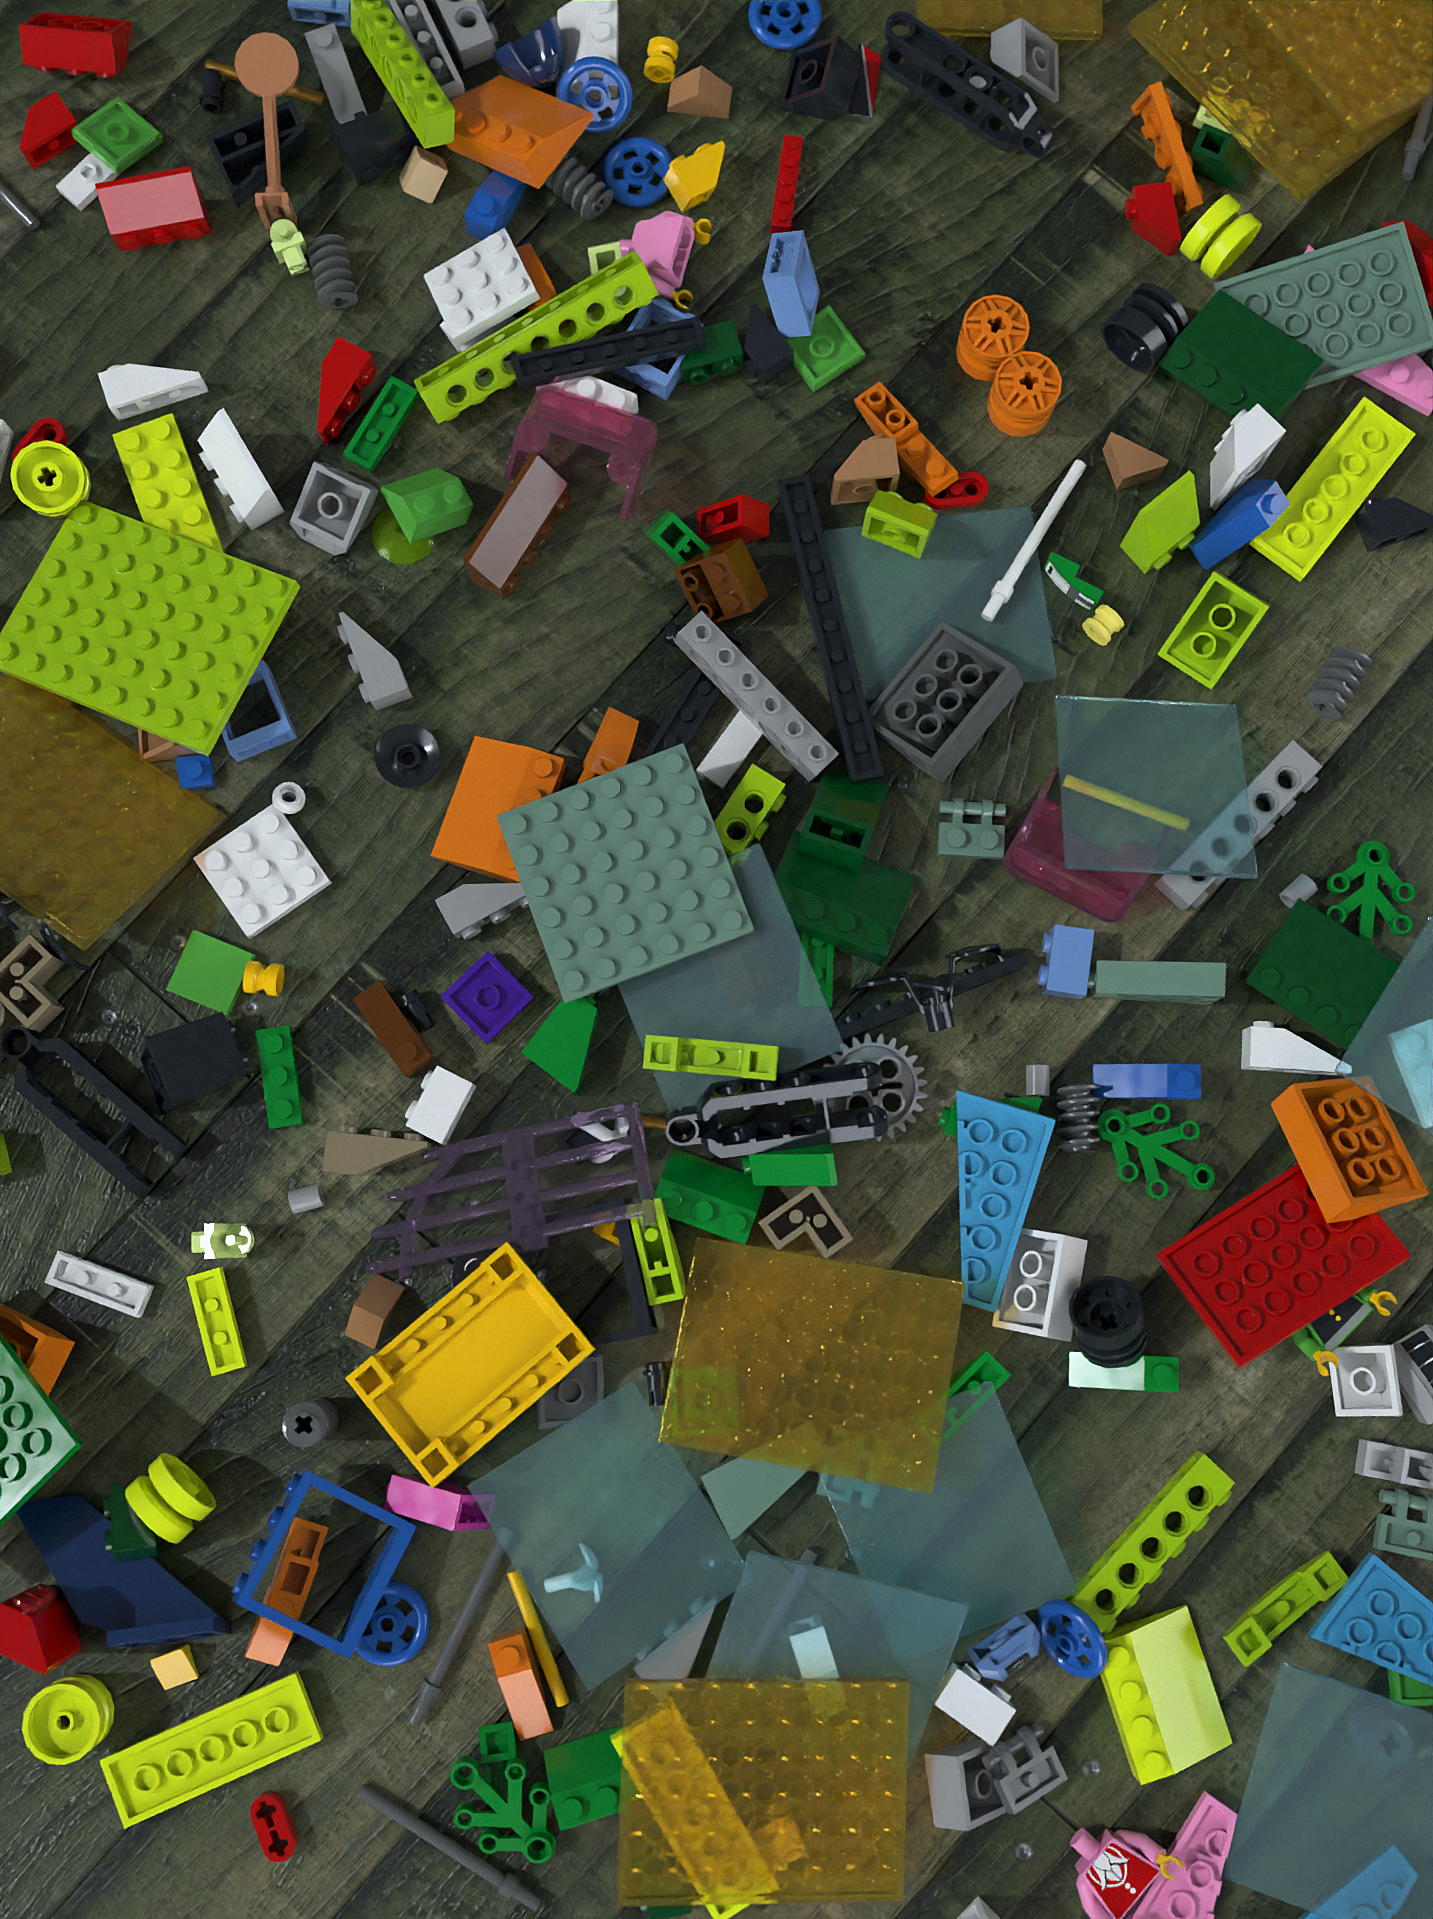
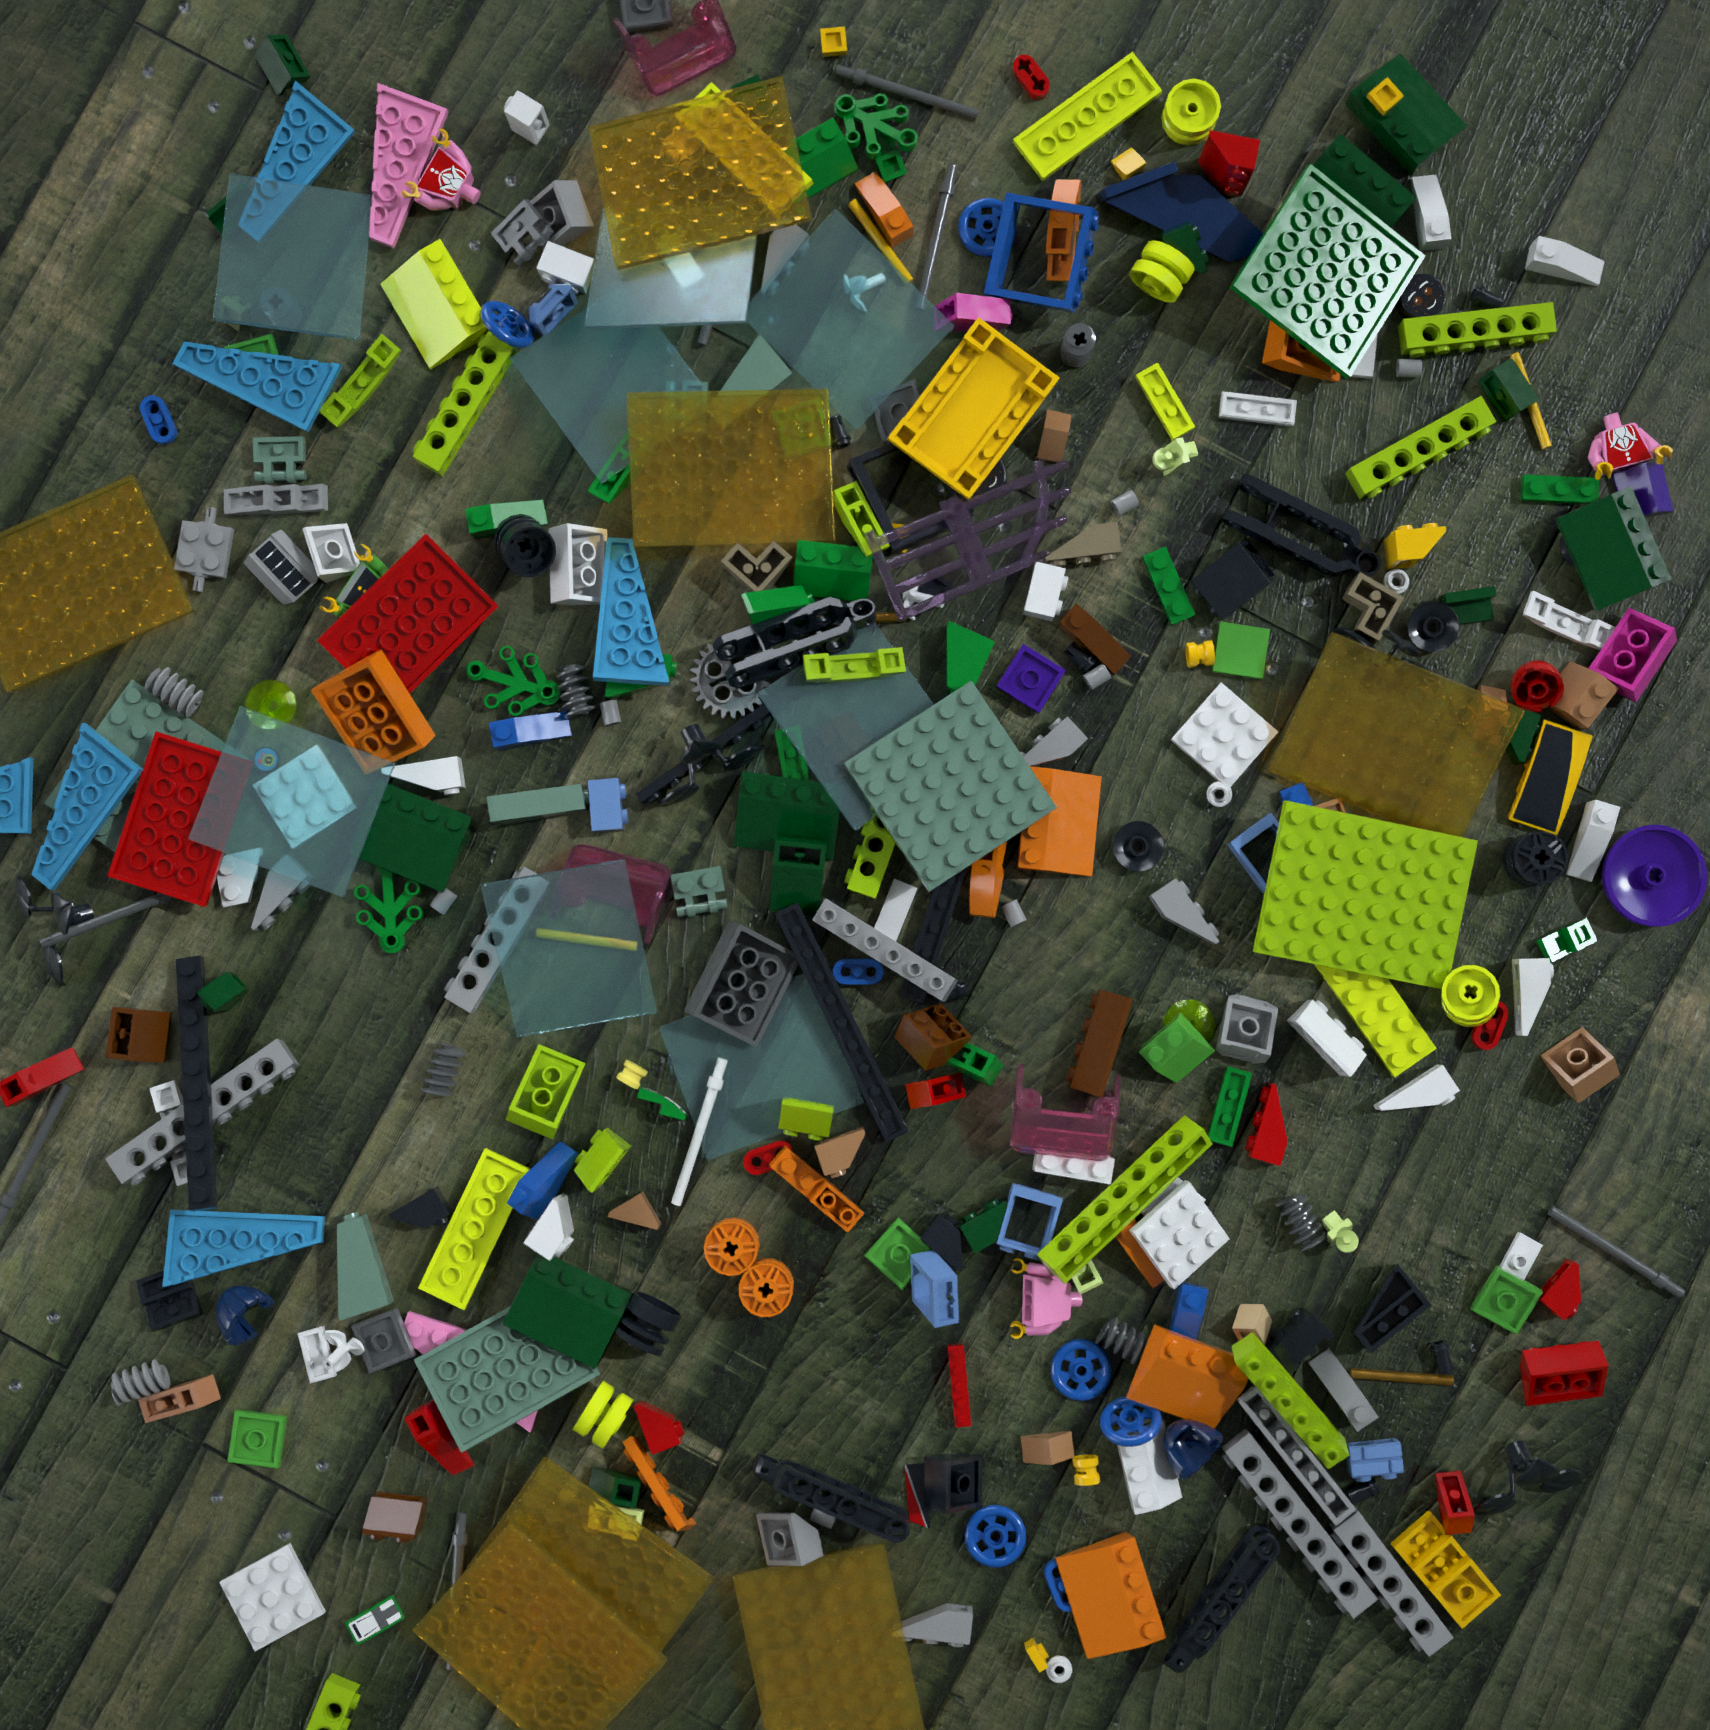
camera: 170 degrees right, 5 degrees up
(154, 208) = (1455, 1238): slope -> none
(269, 69) = (1395, 1371): nougat piece -> none
(402, 981) = (1097, 676): none -> light grey hinge
(584, 712) = (1013, 913): none -> light grey hinge
(608, 353) = (1064, 1197): black tile -> none
(695, 177) = (1032, 1371): yellow slope -> none
(796, 681) = (858, 971): none -> blue plate

